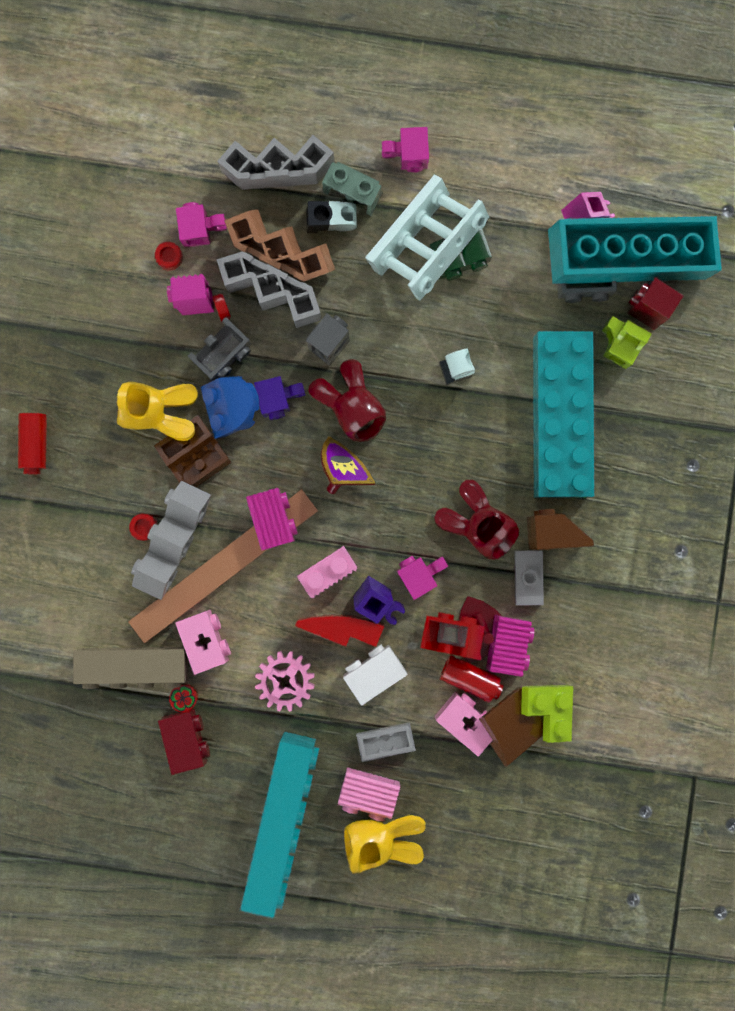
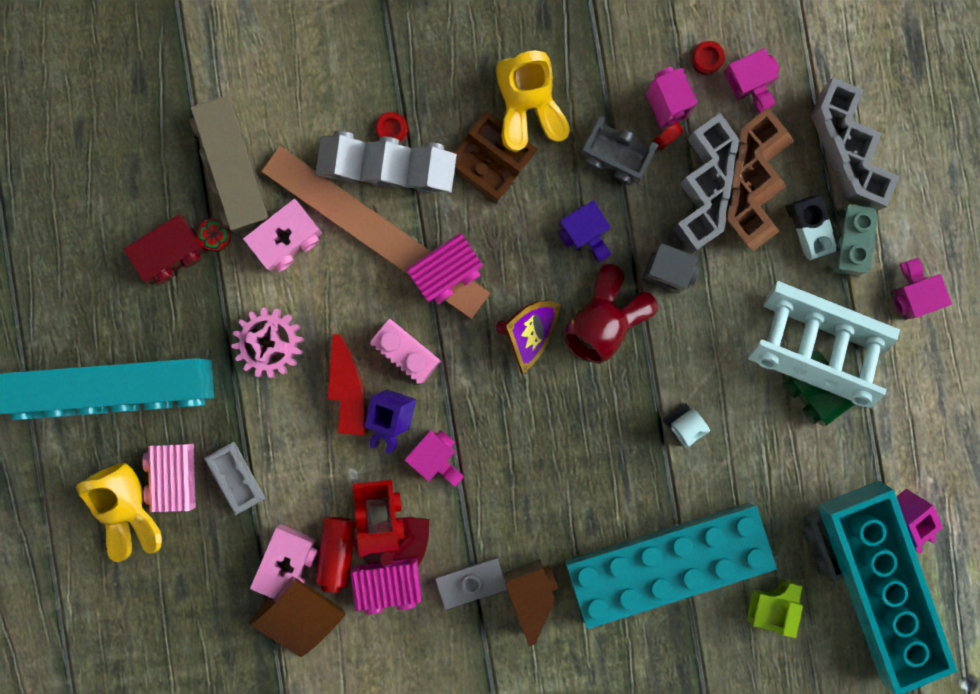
camera: 75 degrees right, 0 degrees up
(230, 405) = (560, 181): blue slope -> none
(374, 674) = (307, 441): white brick -> none
(487, 529) = (511, 519): dark red piece -> none
(557, 707) = (335, 658): lime plate -> none
(654, 303) = (832, 630): dark red brick -> none

